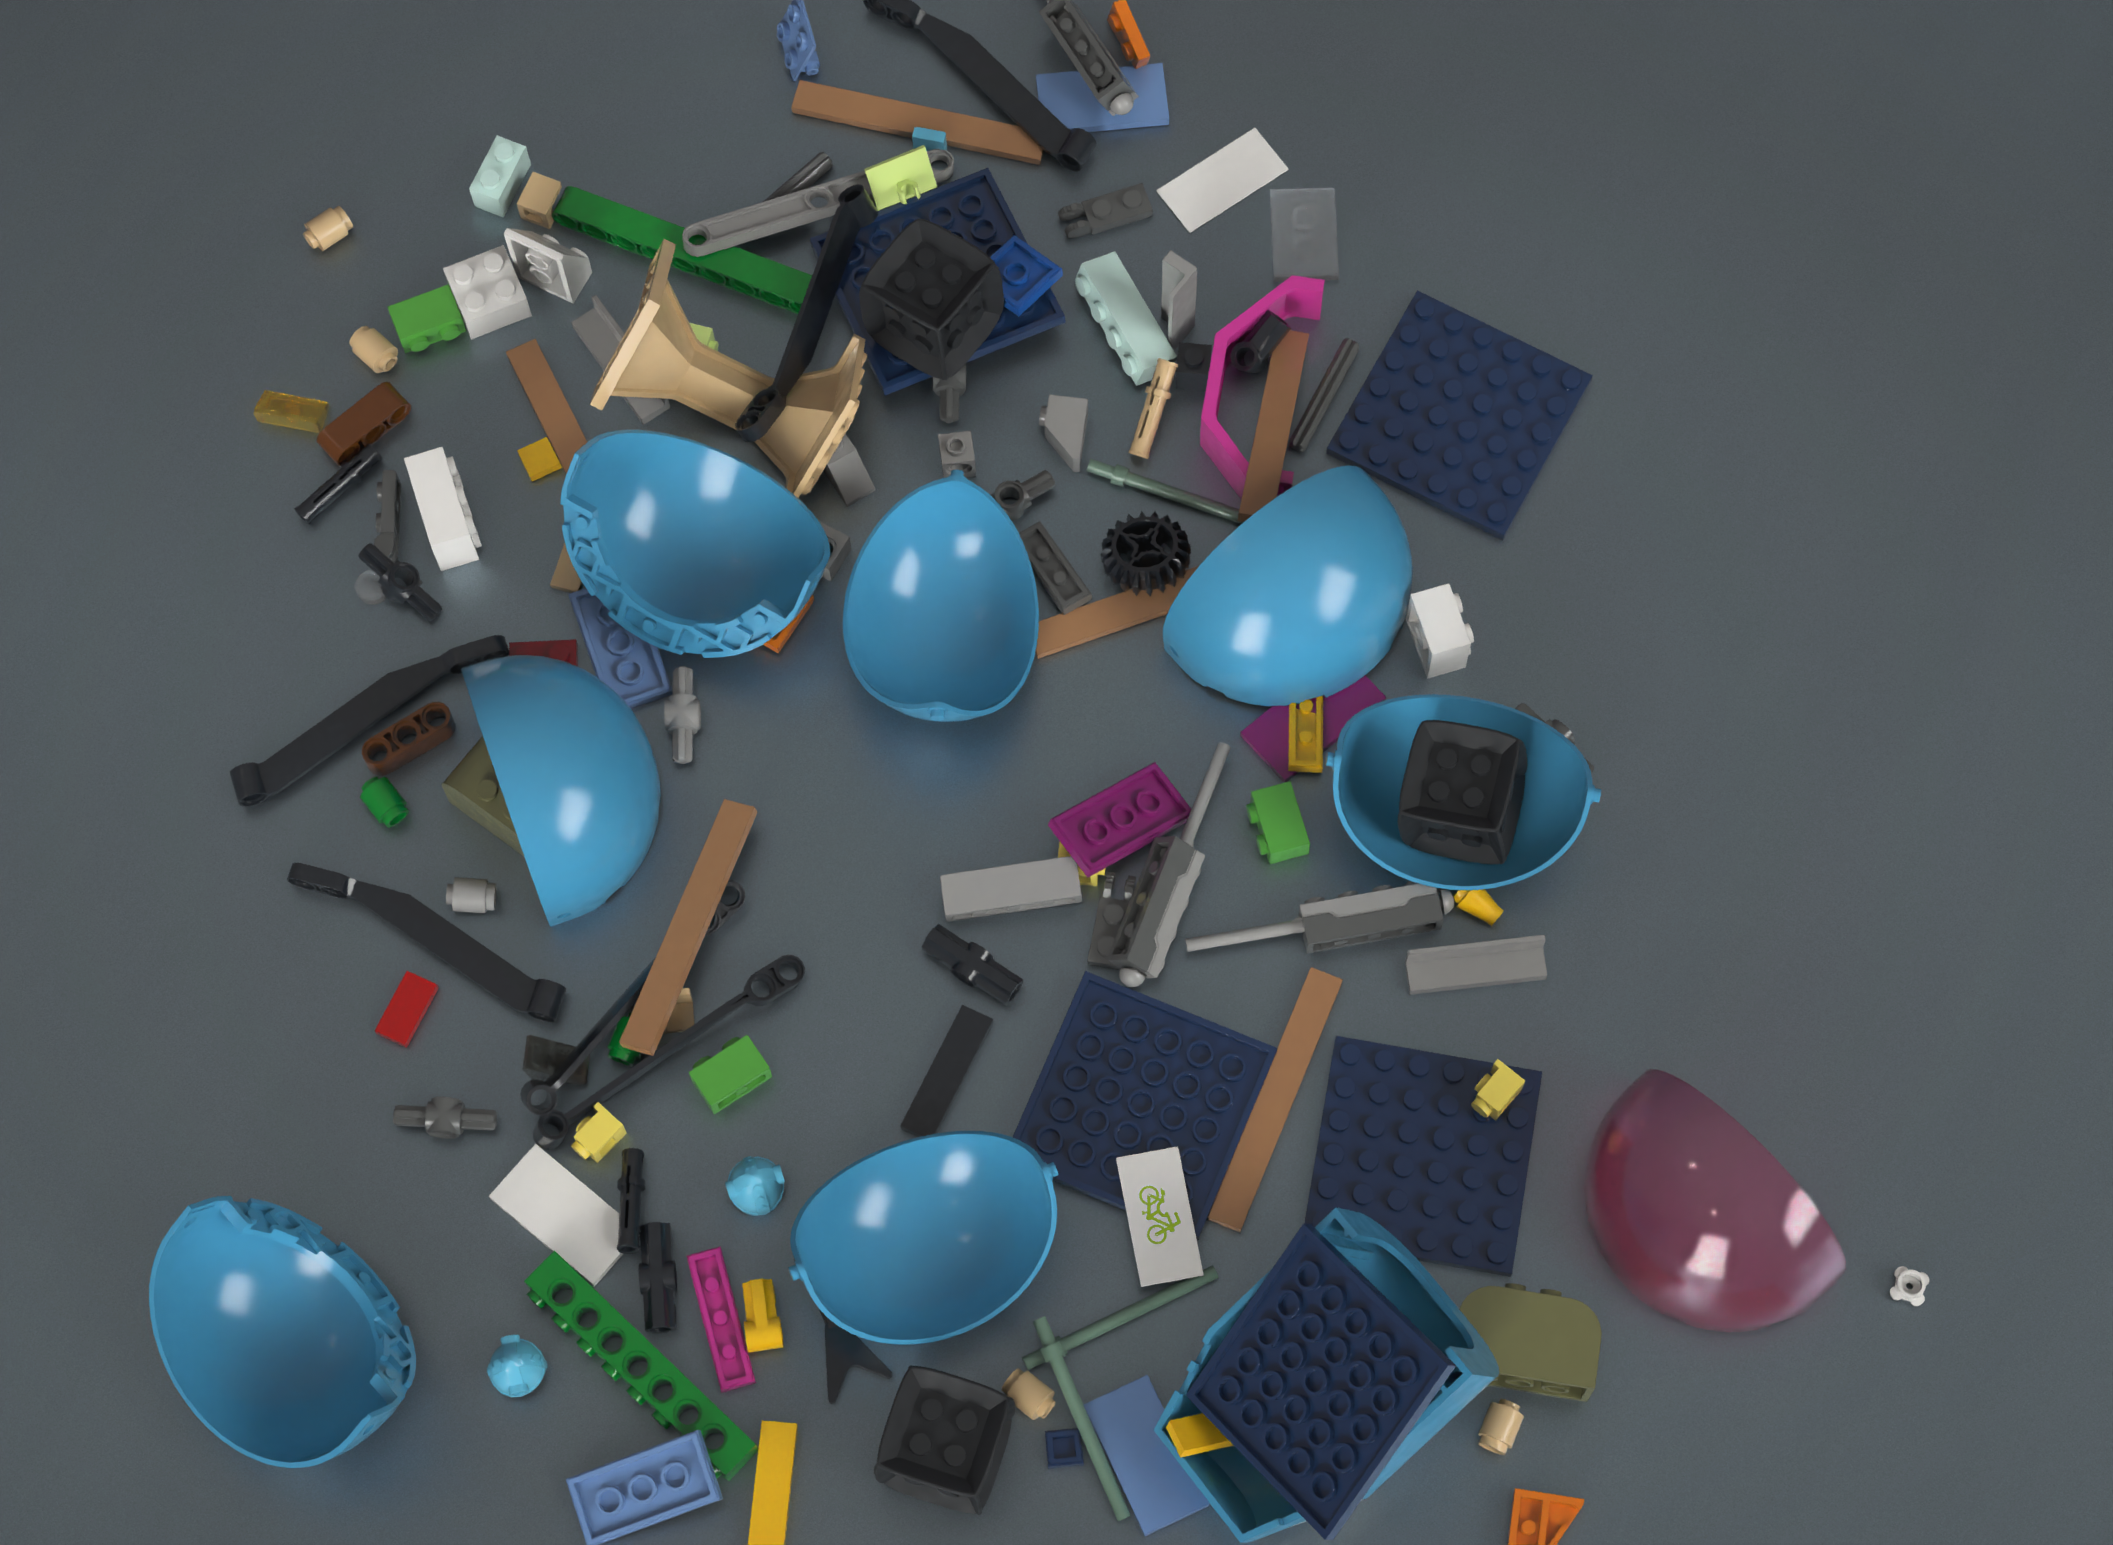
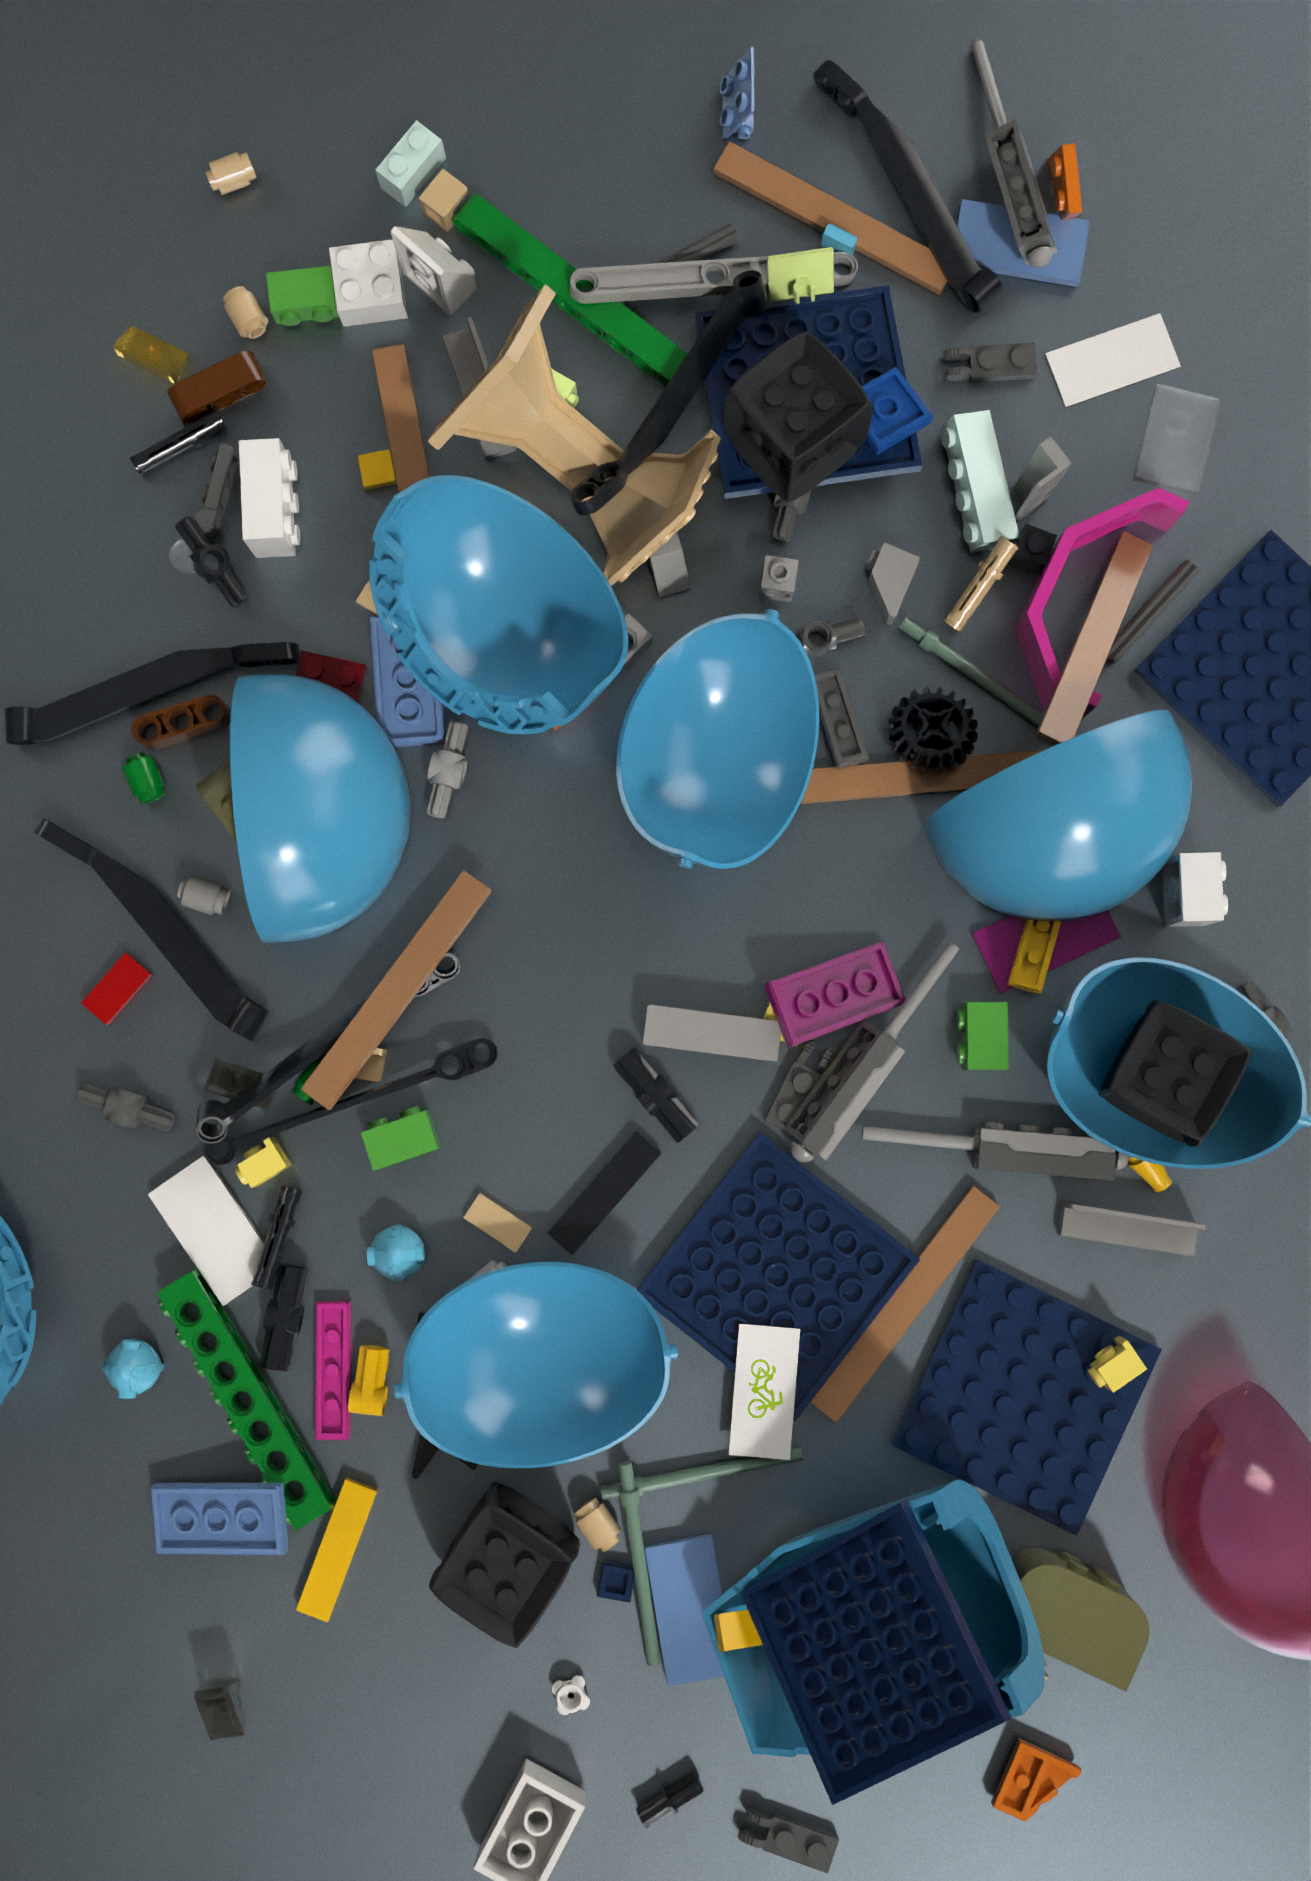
camera: 10 degrees right, 15 degrees up
(848, 1131) = (497, 1222): none -> tan piece
(1262, 340) = (1106, 543): black piece -> none

